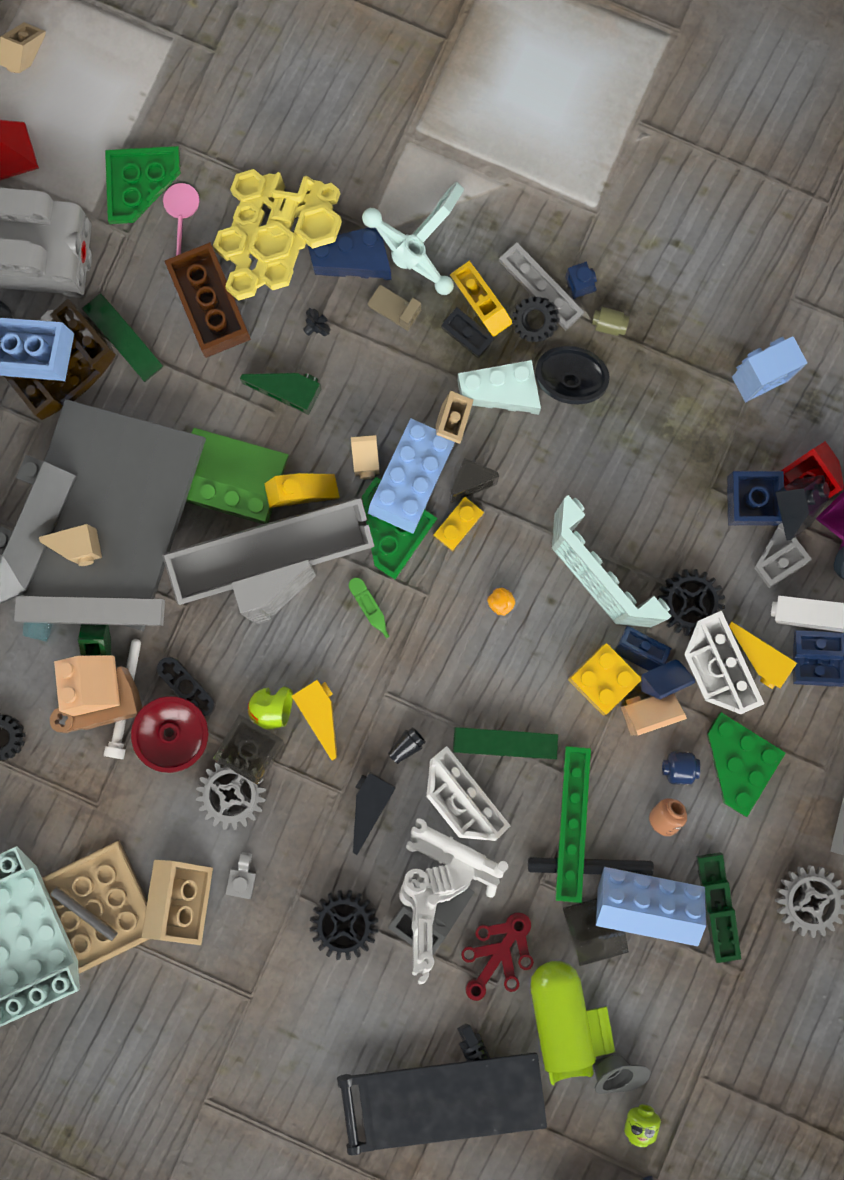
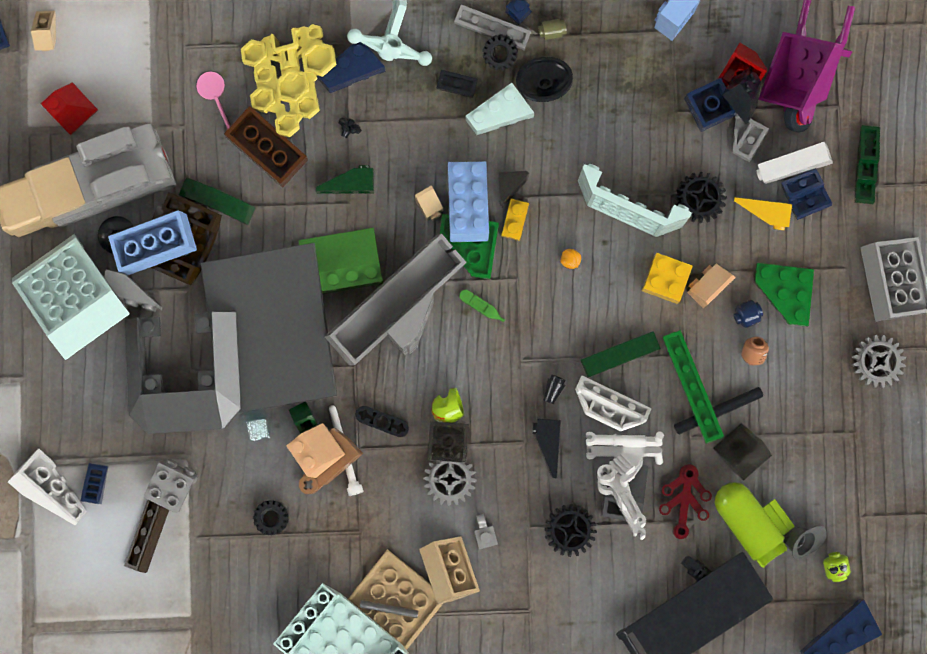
camera: 25 degrees left, 0 degrees up
(75, 544) = (261, 358): tan slope -> none
(89, 610) = (293, 399): light grey tile -> none
(138, 179) = (173, 85): green plate -> none
(171, 752) = (400, 453): dark red dish -> none
(300, 489) = (396, 247): yellow slope -> none
(318, 710) = (480, 393): yellow slope -> none
(395, 307) = (397, 90): dark tan bracket -> none
(453, 417) = (477, 147): tan slope -> none
(481, 298) = (455, 55): yellow slope -> none
(642, 649) = (683, 246): dark blue slope -> none
(651, 906) = (772, 416): light blue brick -> none
(666, 679) = (709, 258): dark blue slope -> none
(719, 909) = (818, 396): dark green slope -> none
(720, 666) = (741, 231): white wedge -> none

